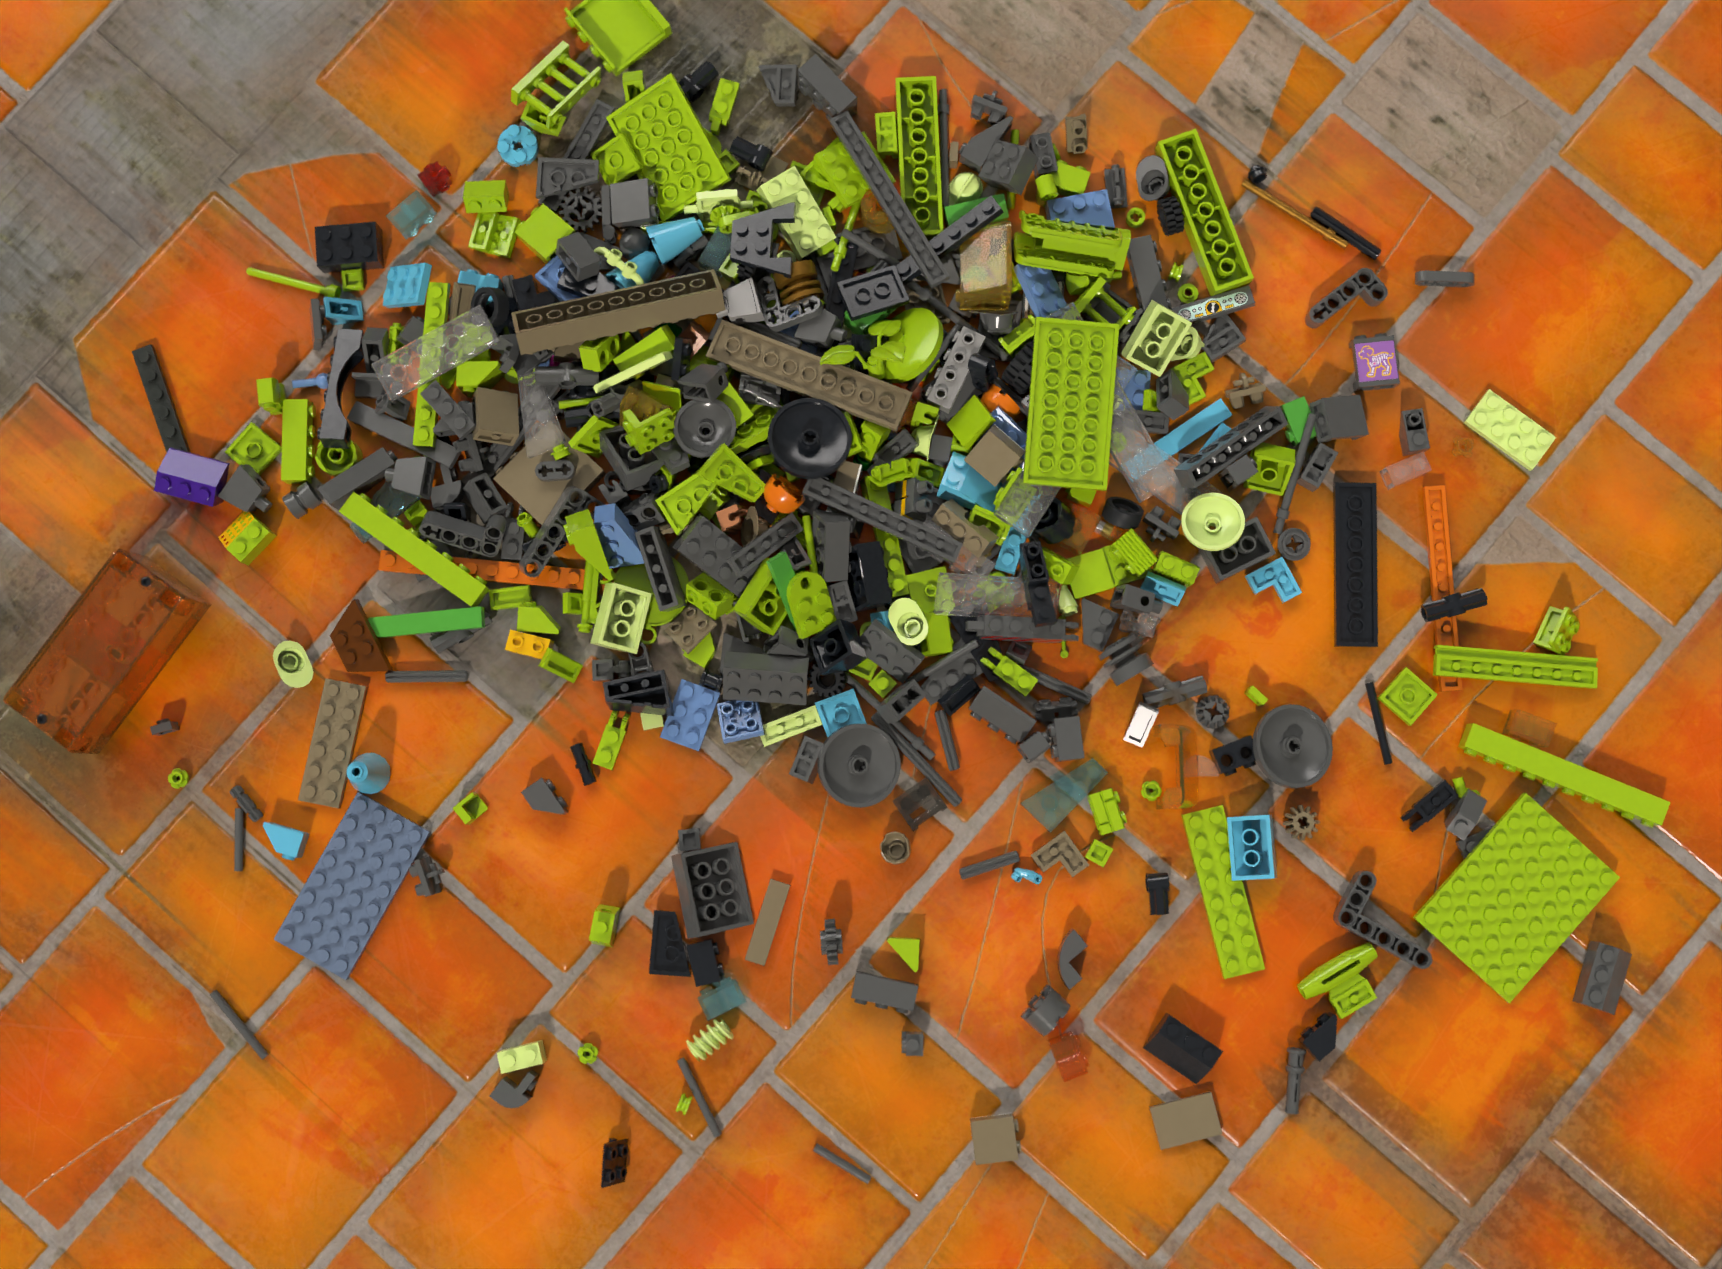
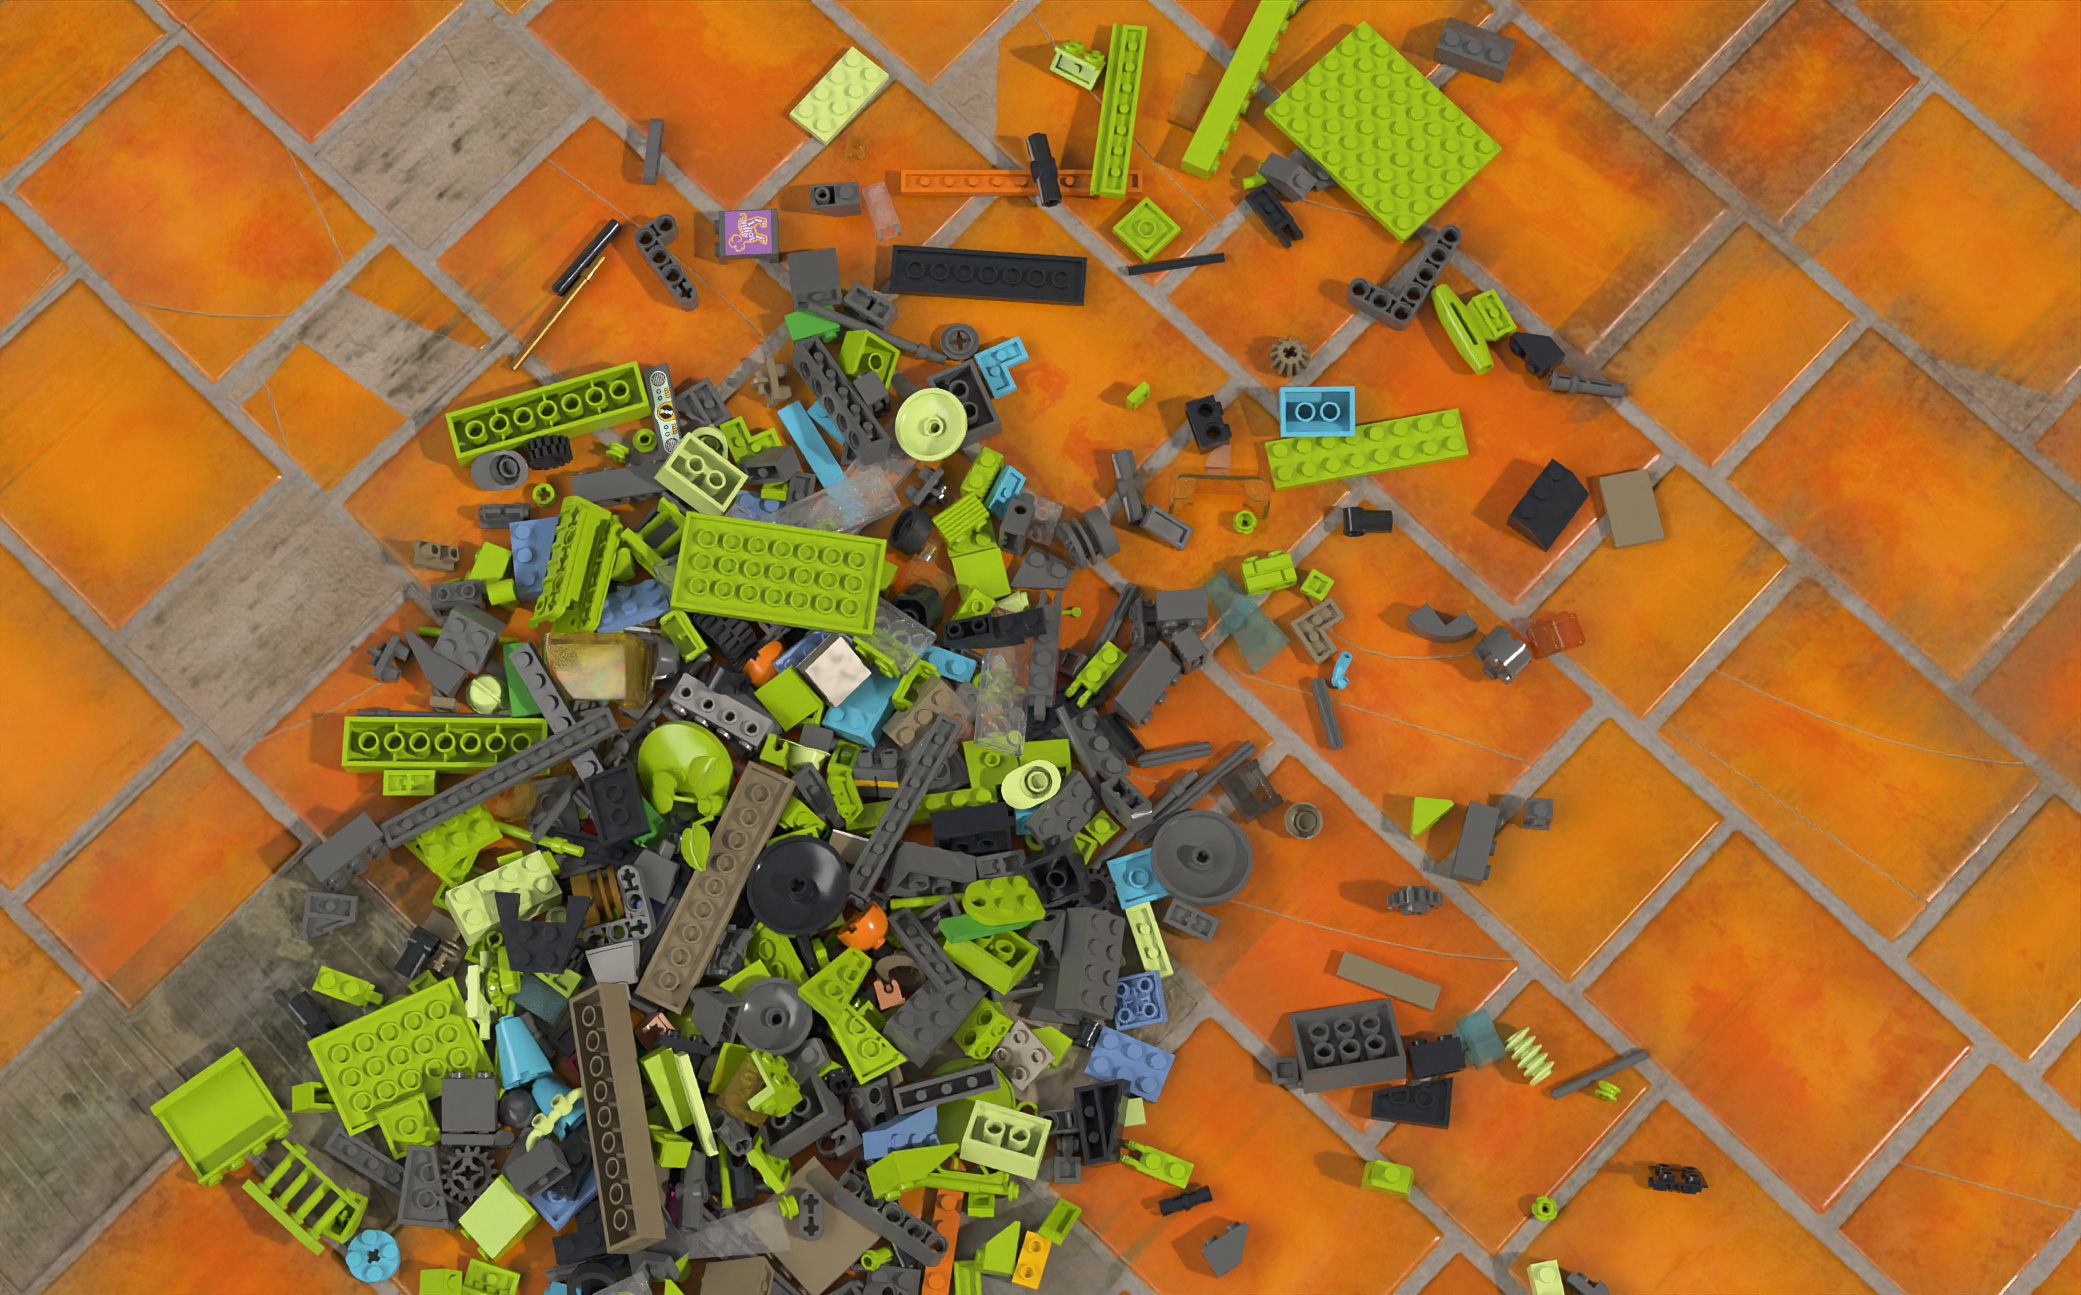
camera: 90 degrees left, 10 degrees down
(836, 205) = (494, 850): lime plate -> none
(842, 1163) = (1679, 906): dark grey bar -> none
(995, 1138) = (1651, 724): dark tan piece -> none
(1204, 716) = (1161, 455): dark grey gear -> none
(1257, 174) = (504, 351): black plate -> none
(1292, 746) = (1200, 358): dark grey dish -> none

